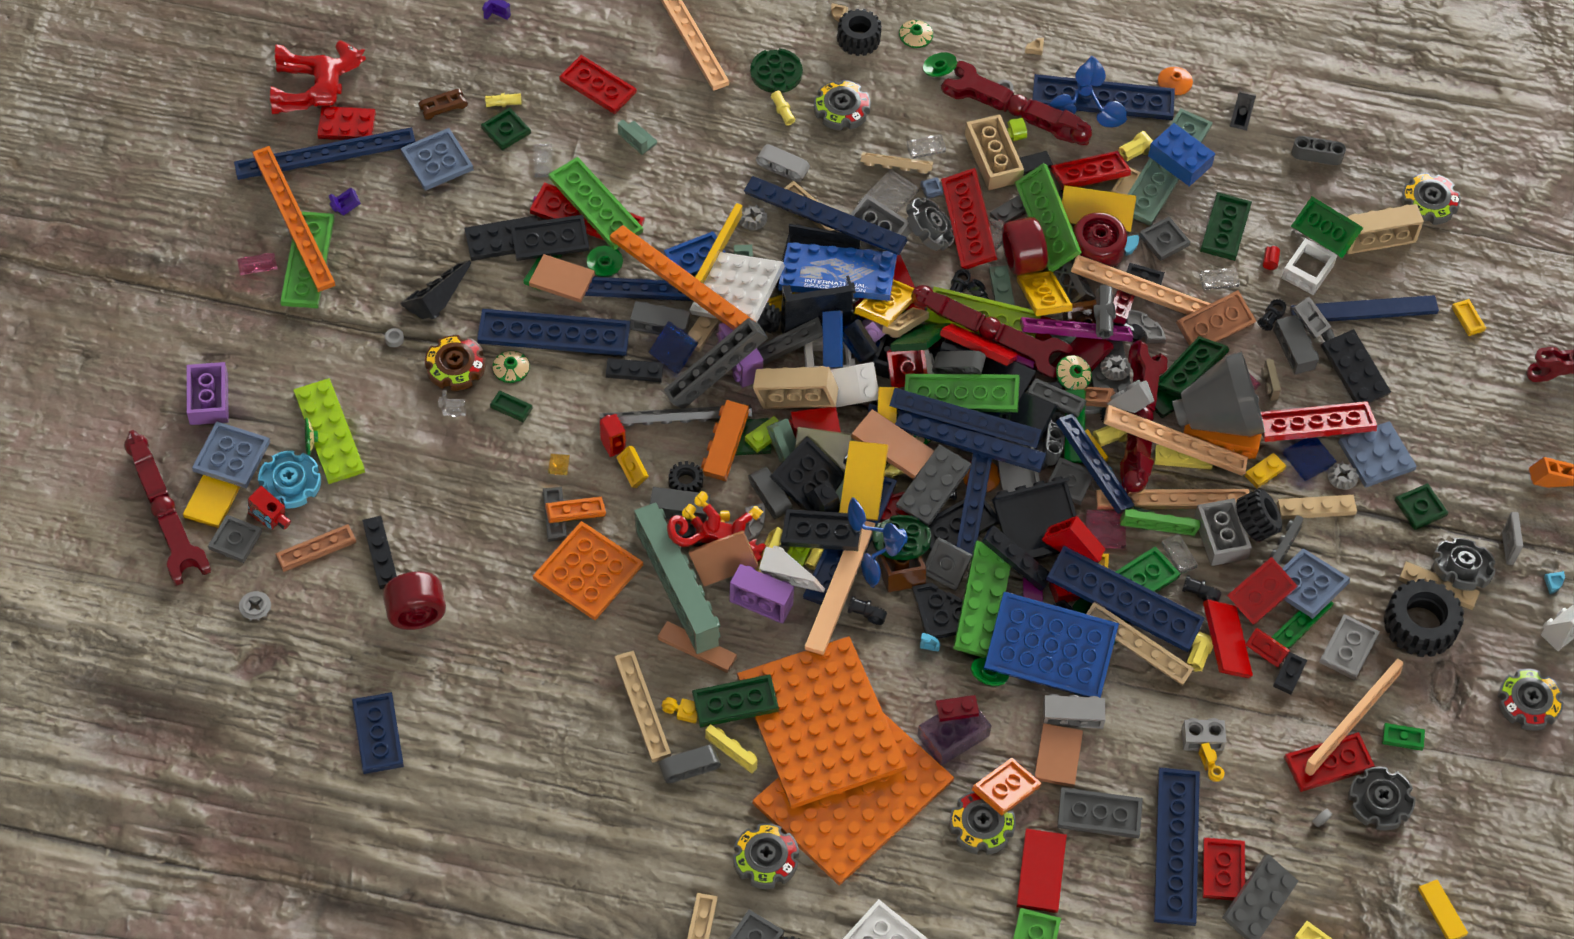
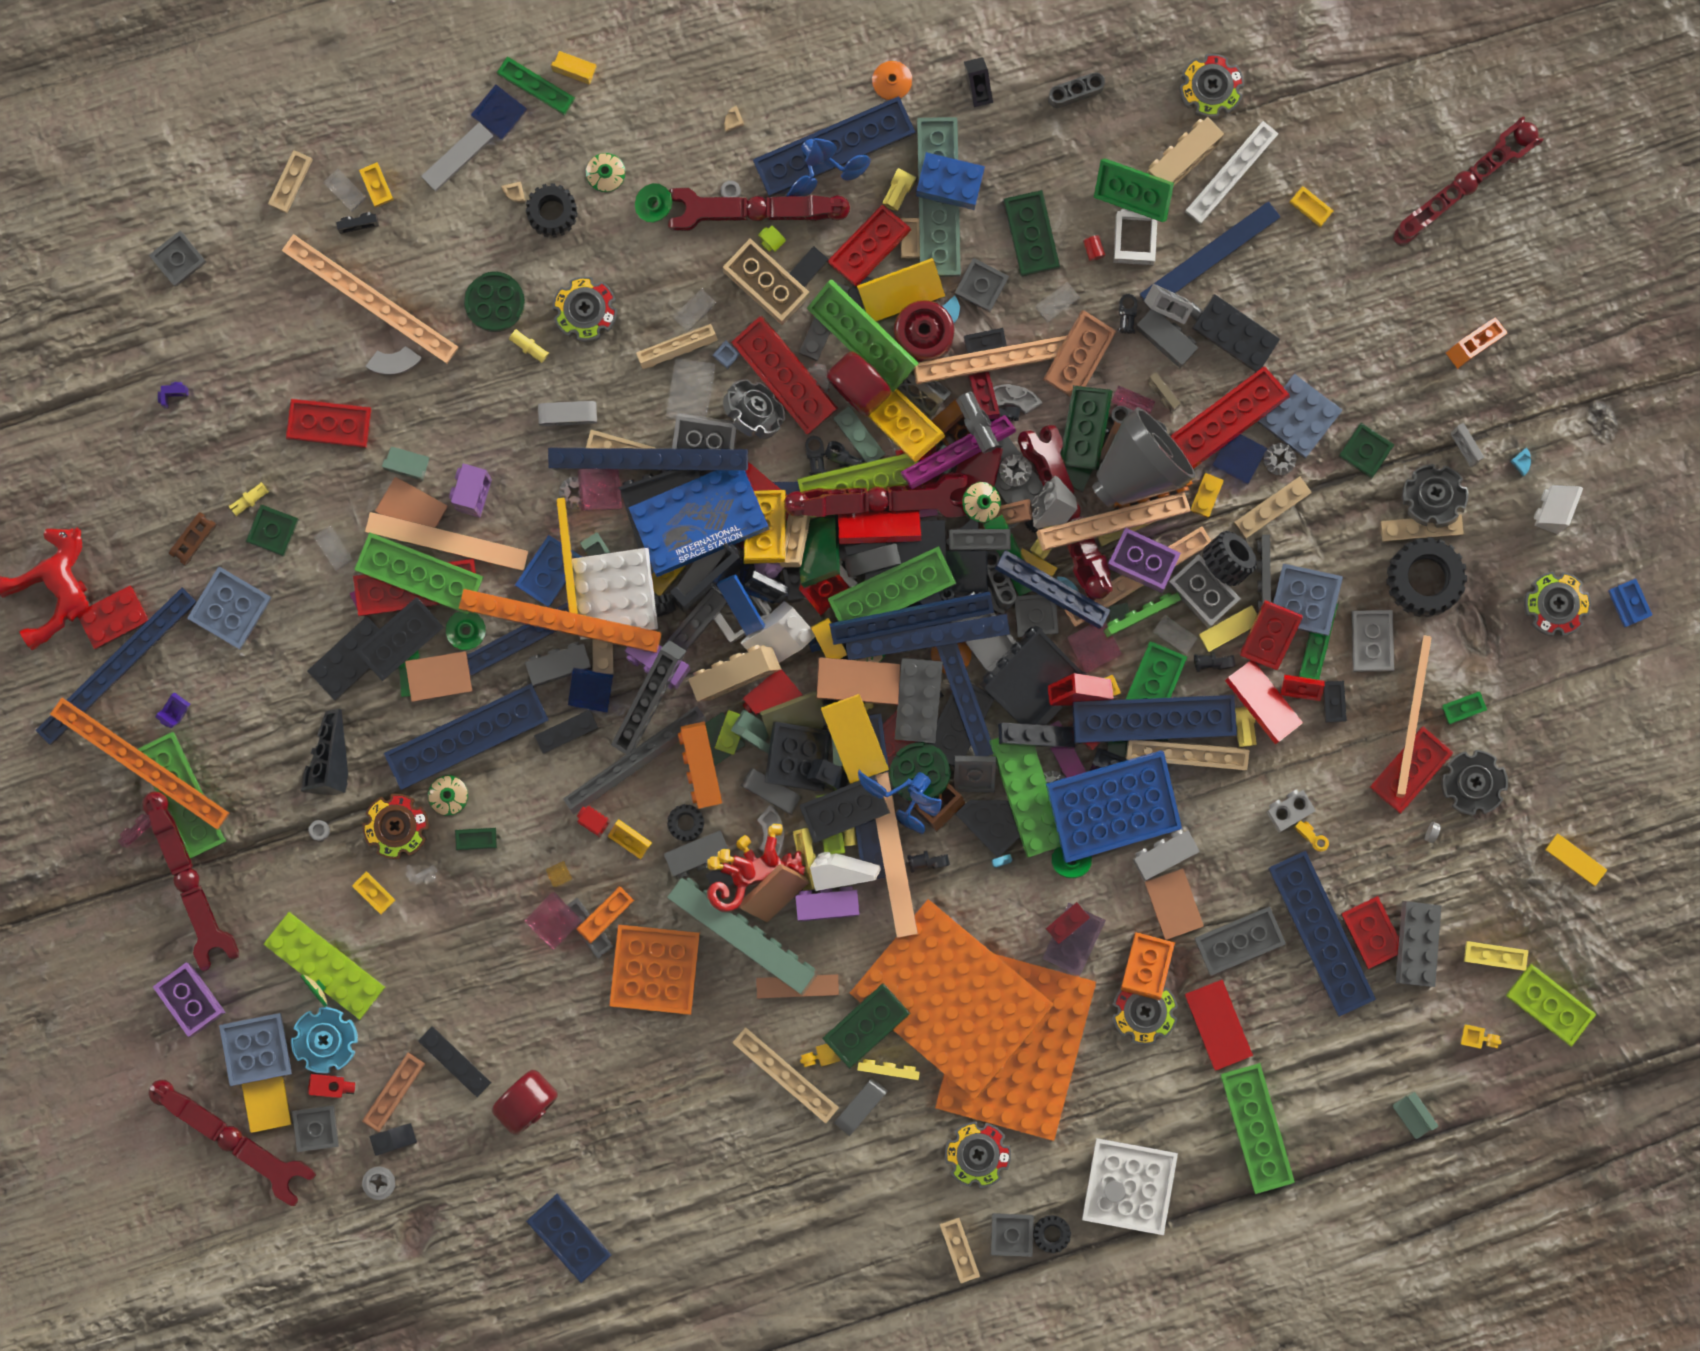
camera: 30 degrees left, 25 degrees up
(268, 311) = (187, 881): none -> dark red piece
(289, 578) = (393, 1139): none -> black slope
(404, 399) = (373, 893): none -> yellow plate
(531, 490) = (553, 920): none -> clear pink plate
(620, 166) = (411, 505): none -> nougat tile
(633, 198) = (446, 541): none -> light nougat tile
(674, 166) = (470, 490): none -> medium lavender brick
(675, 71) = (393, 363): none -> light grey tile
(773, 221) = (599, 489): none -> clear pink plate
(1184, 481) = (1143, 560): none -> medium lavender brick
(1225, 574) = (1228, 629): none -> light yellow tile
(1414, 262) = (1231, 172): none -> white plate

